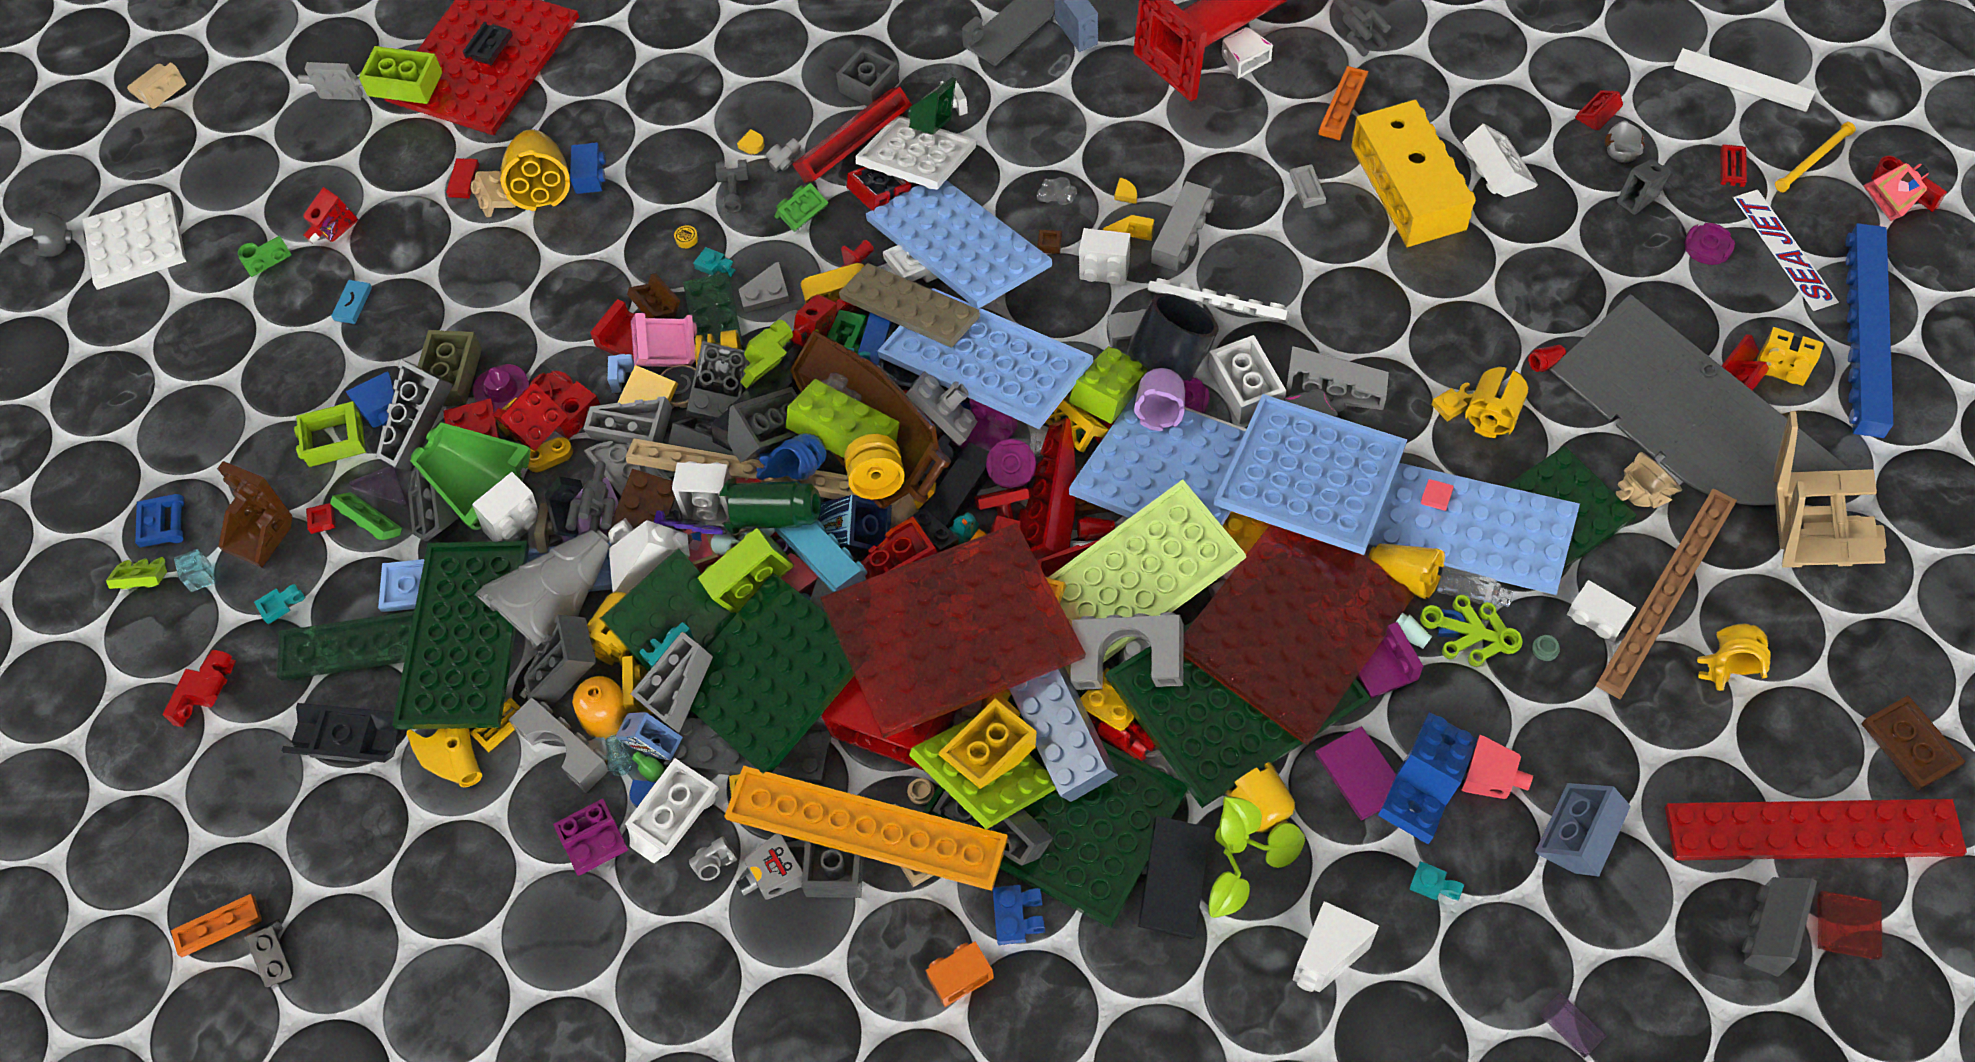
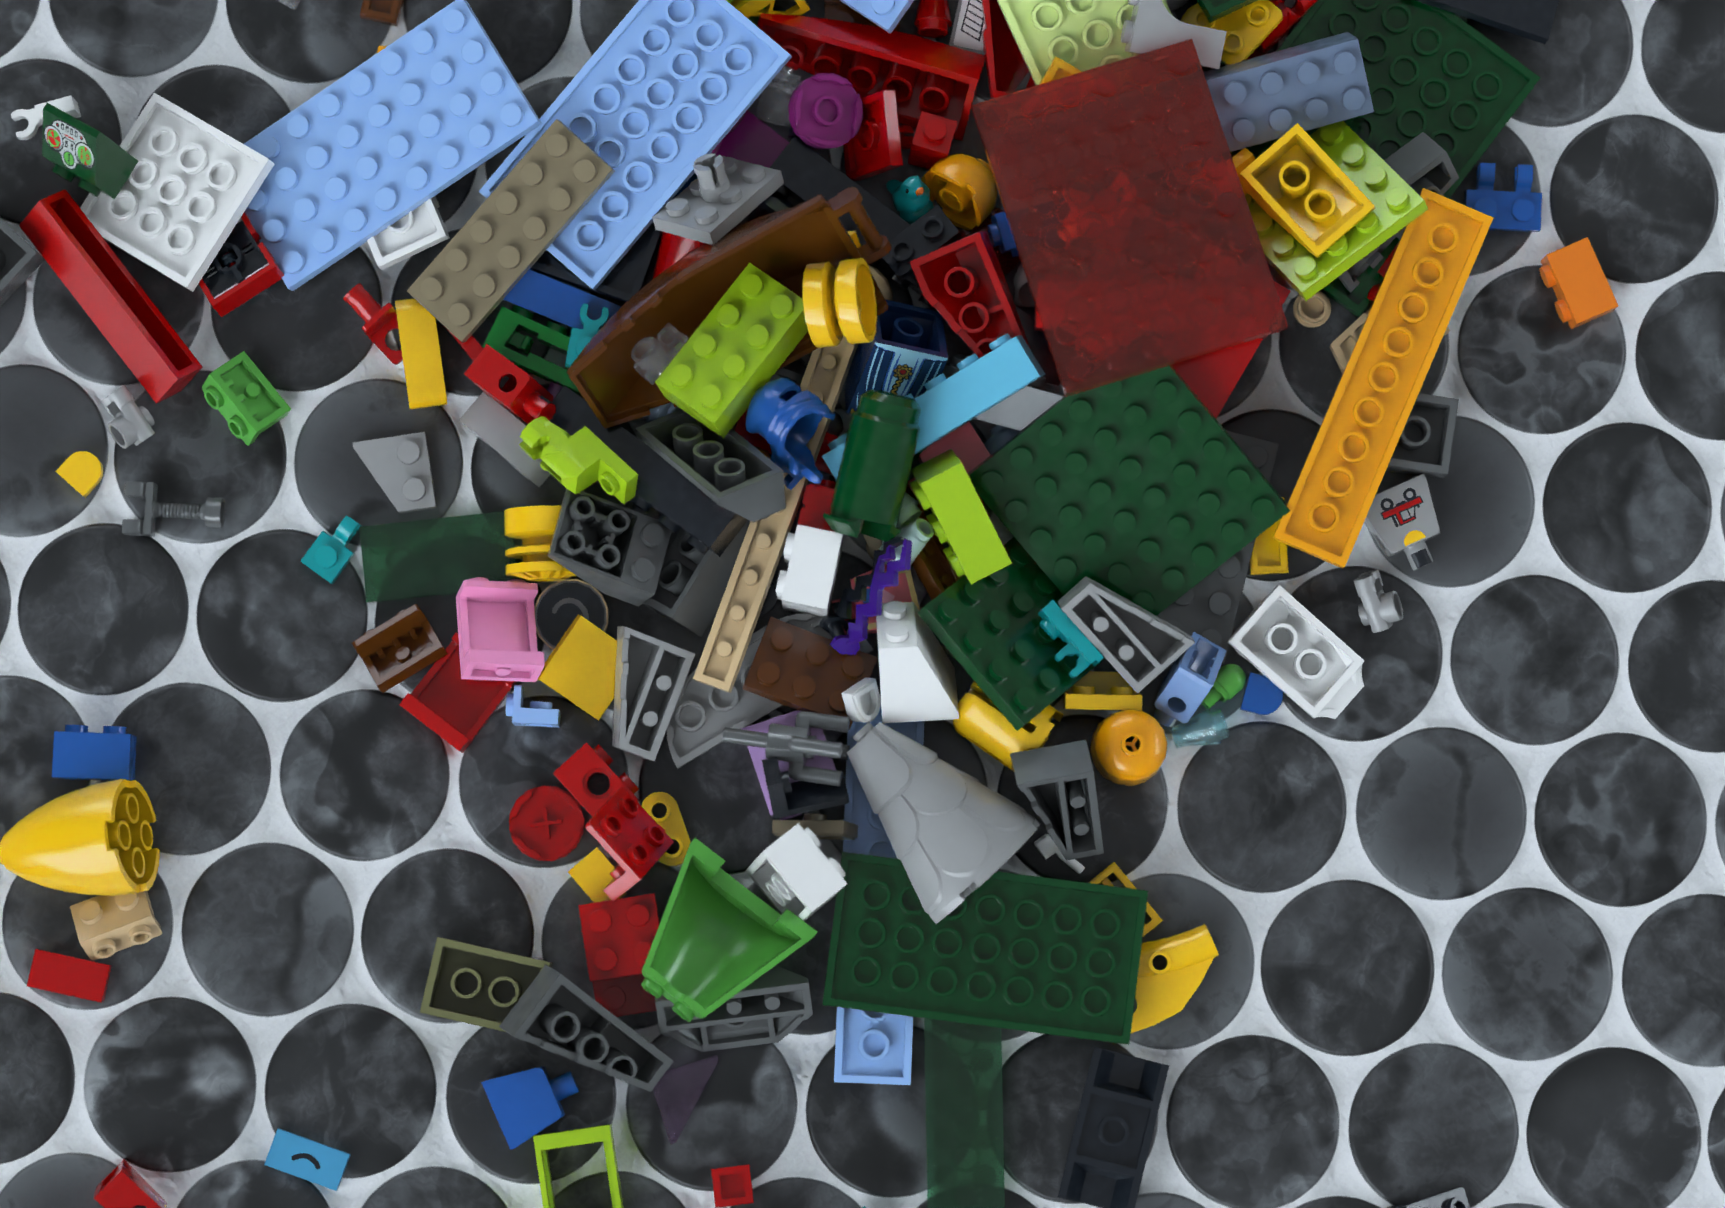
camera: 90 degrees left, 25 degrees up
(366, 516) = (741, 1113): bright green plate -> none
(500, 384) = (527, 904): magenta hat -> none
(538, 725) = (1209, 779): light grey arch -> none
(590, 837) = (1326, 766): magenta brick -> none
(686, 236) = (268, 594): yellow tile -> none

